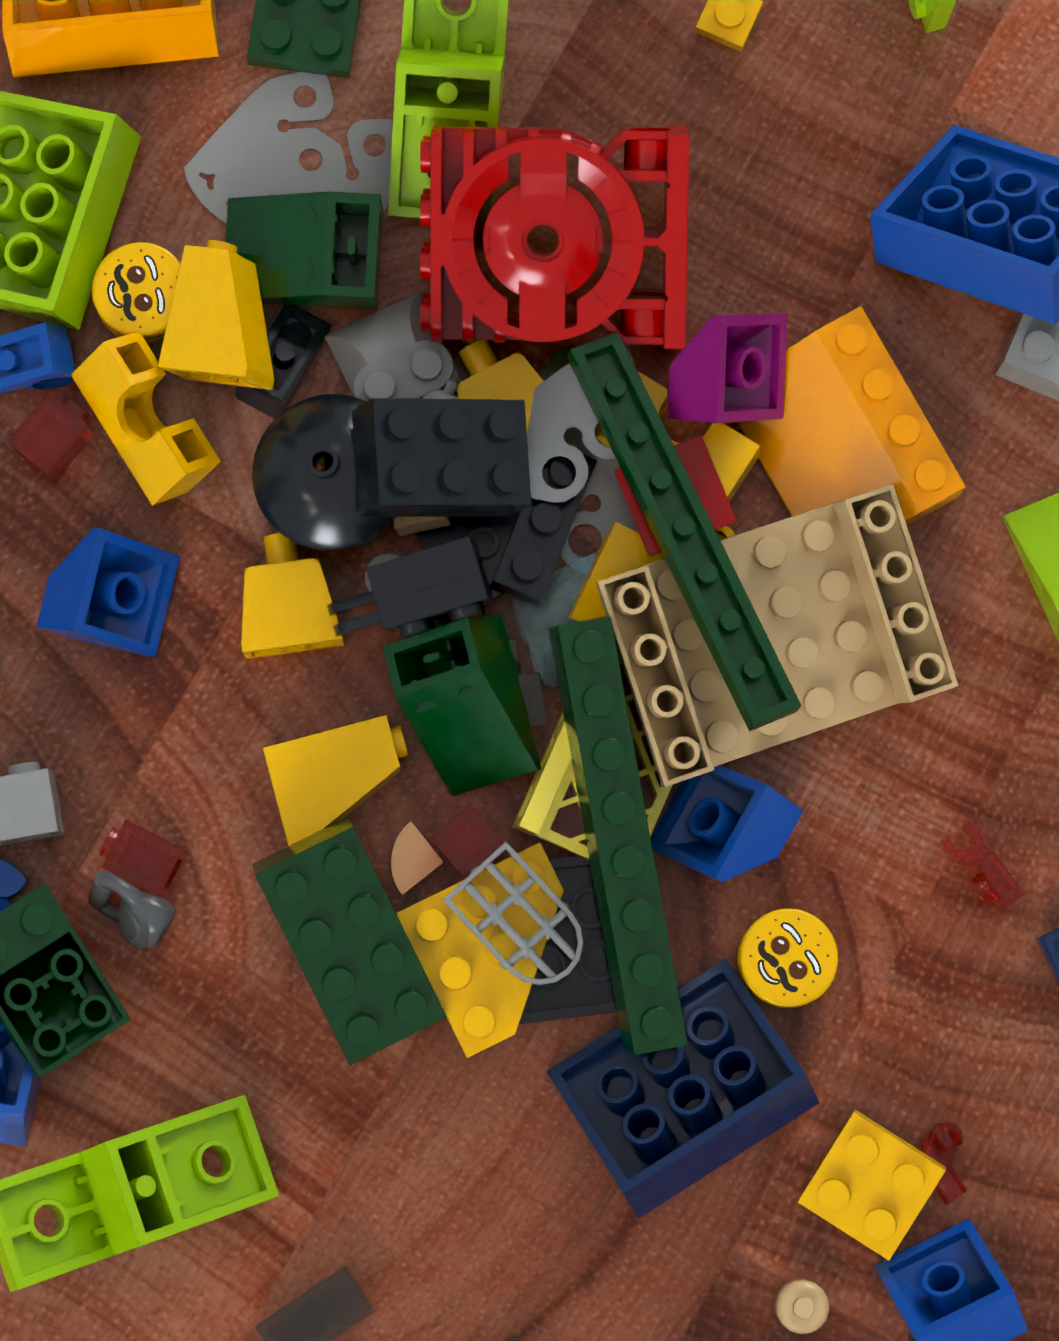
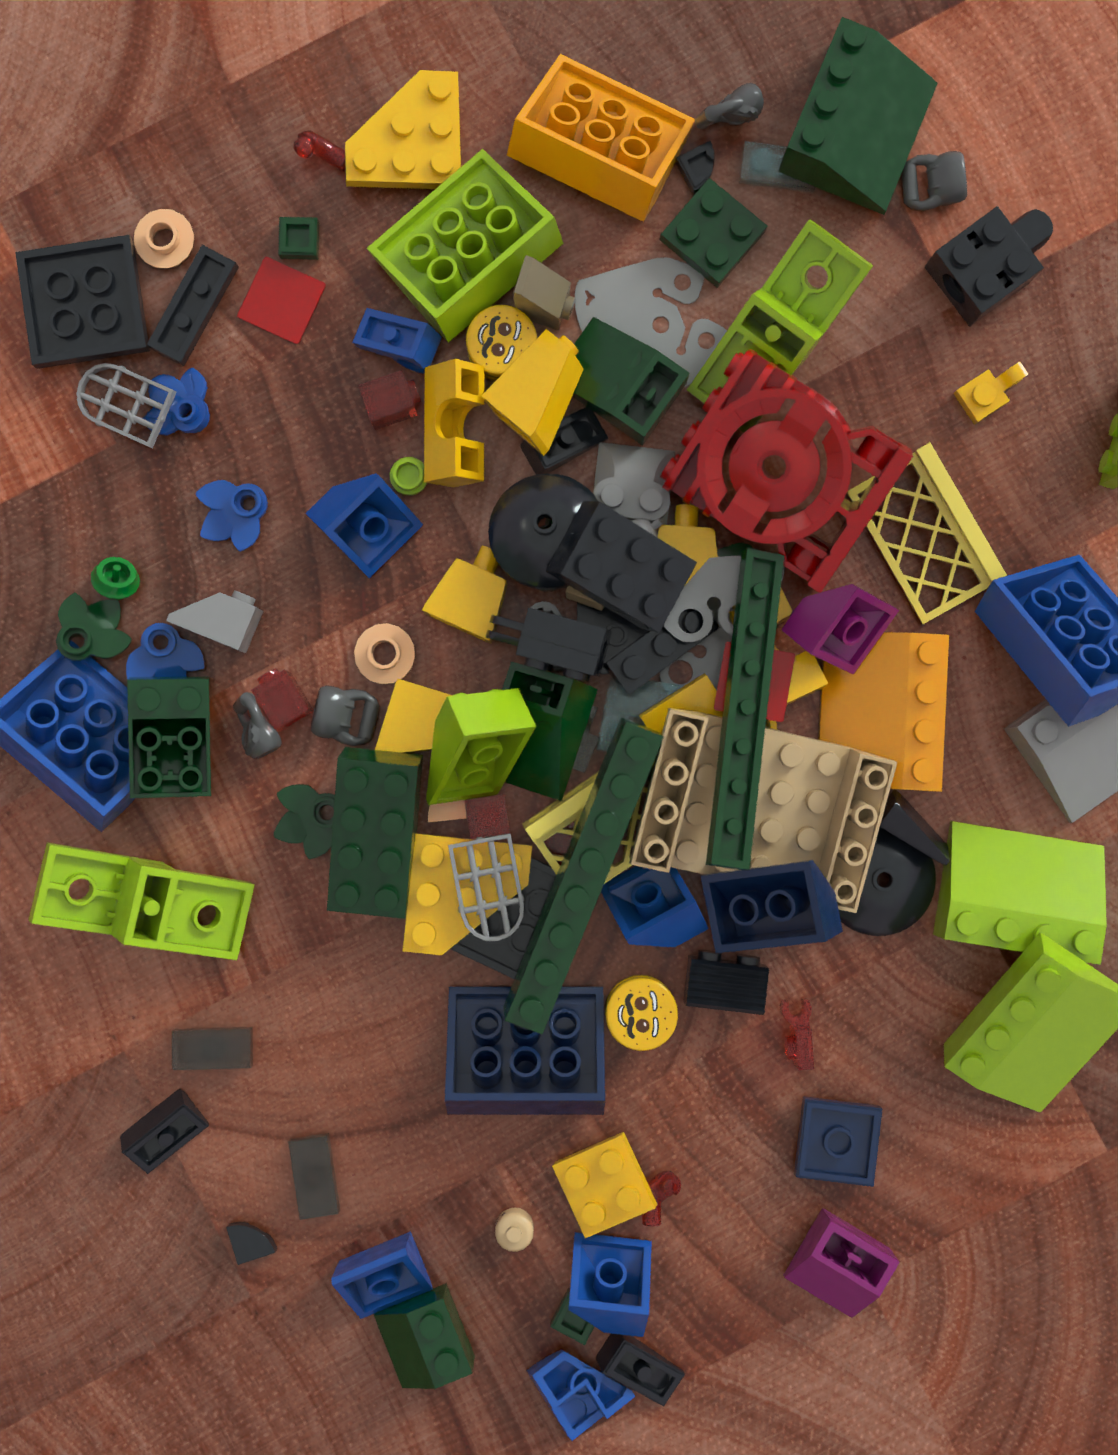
camera: 30 degrees right, 5 degrees up
(128, 511) = (408, 476): none -> lime plate
(157, 208) = (543, 294): none -> dark tan slope
(213, 837) = (334, 714): none -> dark grey piece
(228, 759) = (403, 648): none -> light nougat piece
(254, 984) = (304, 819): none -> dark green plate
(404, 763) = (477, 744): none -> lime slope
(799, 177) = (960, 526): none -> light yellow fence
(853, 736) = (770, 907): none -> dark blue slope
(864, 862) = (726, 983): none -> black brick
(954, 550) = (908, 825): none -> black slope
(1004, 637) = (903, 899): none -> black dish

